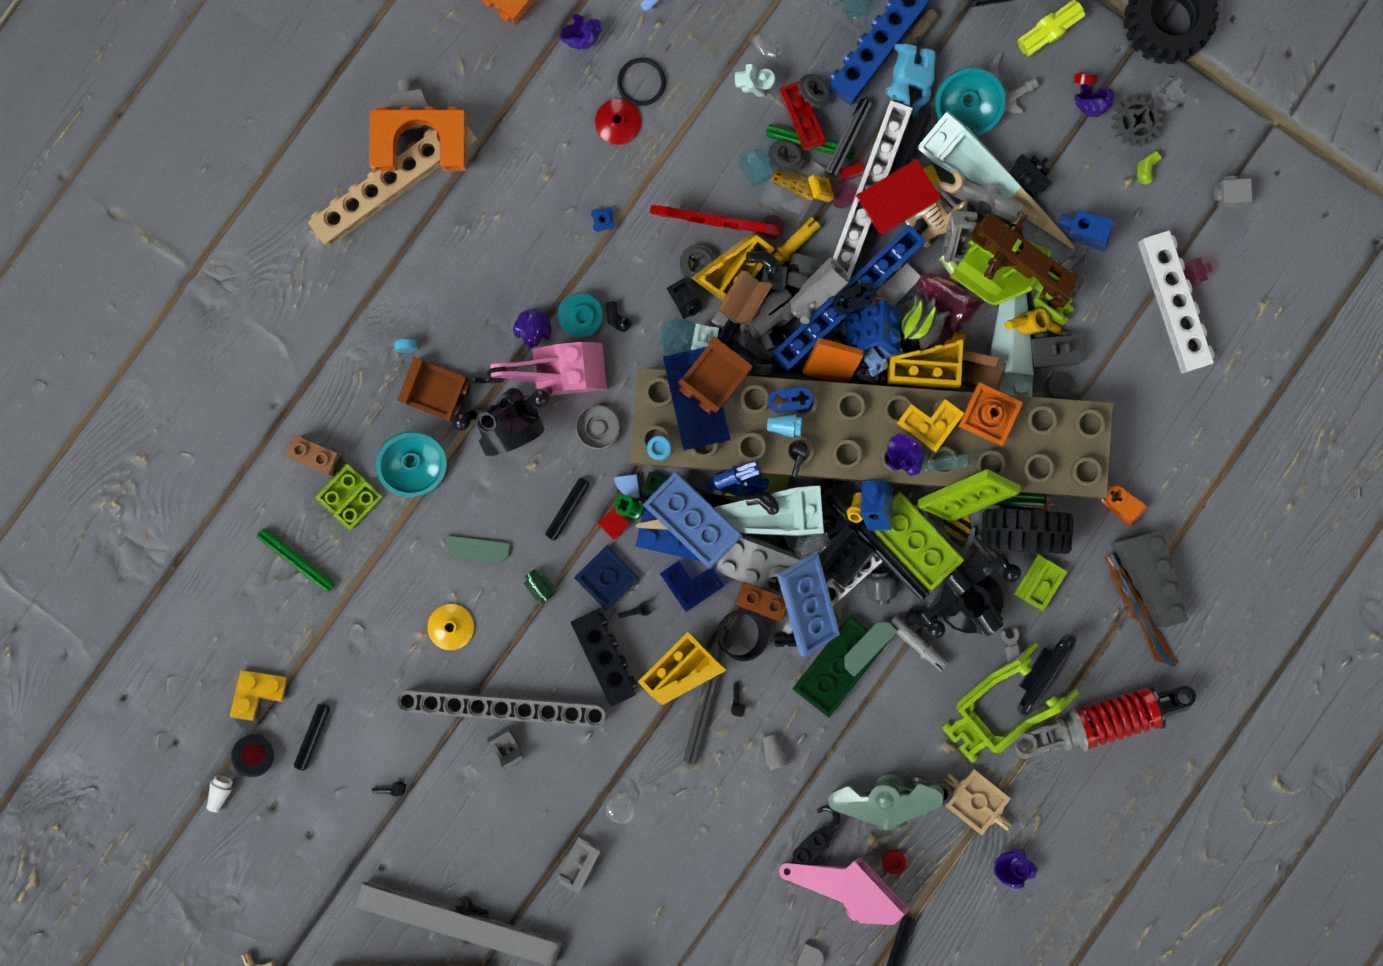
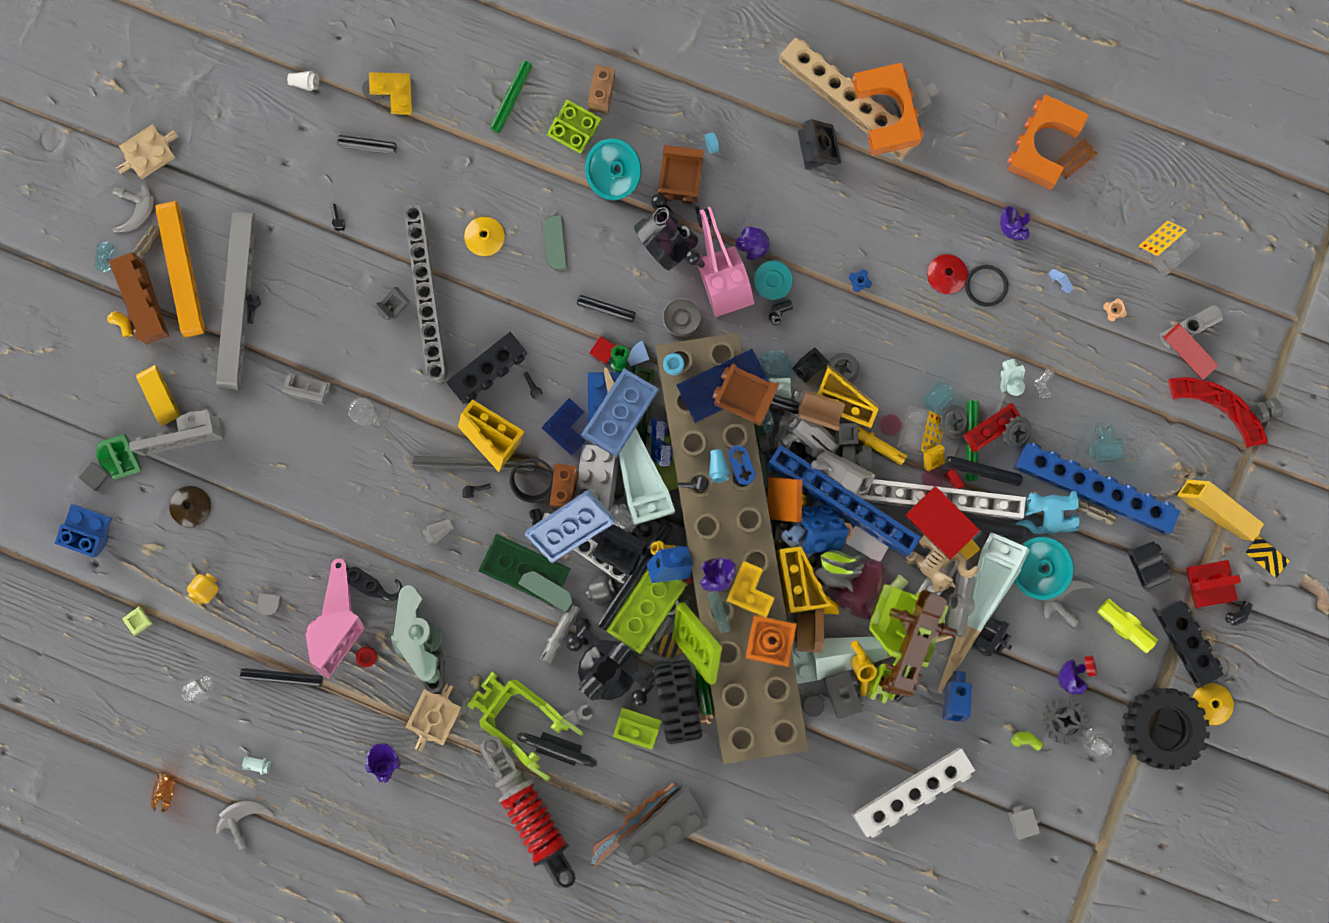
camera: 75 degrees right, 5 degrees down
(252, 756) = (340, 99): black wheel -> none
(437, 227) = (818, 144): none -> black bracket
(539, 585) = (535, 300): clear green brick -> none
(606, 577) = (555, 355): dark blue tile -> none
(717, 221) = (882, 370): red tile -> none
(737, 474) = (666, 436): blue axle -> none
(765, 258) = (860, 421): black arm -> none
(765, 499) = (650, 468): black arm -> none
(852, 293) = (839, 506): black beam -> none
(958, 234) = (929, 581): light grey hinge -> none
(1125, 506) = (721, 790): orange piece -> none
(1196, 271) = (944, 804): clear pink tile -> none

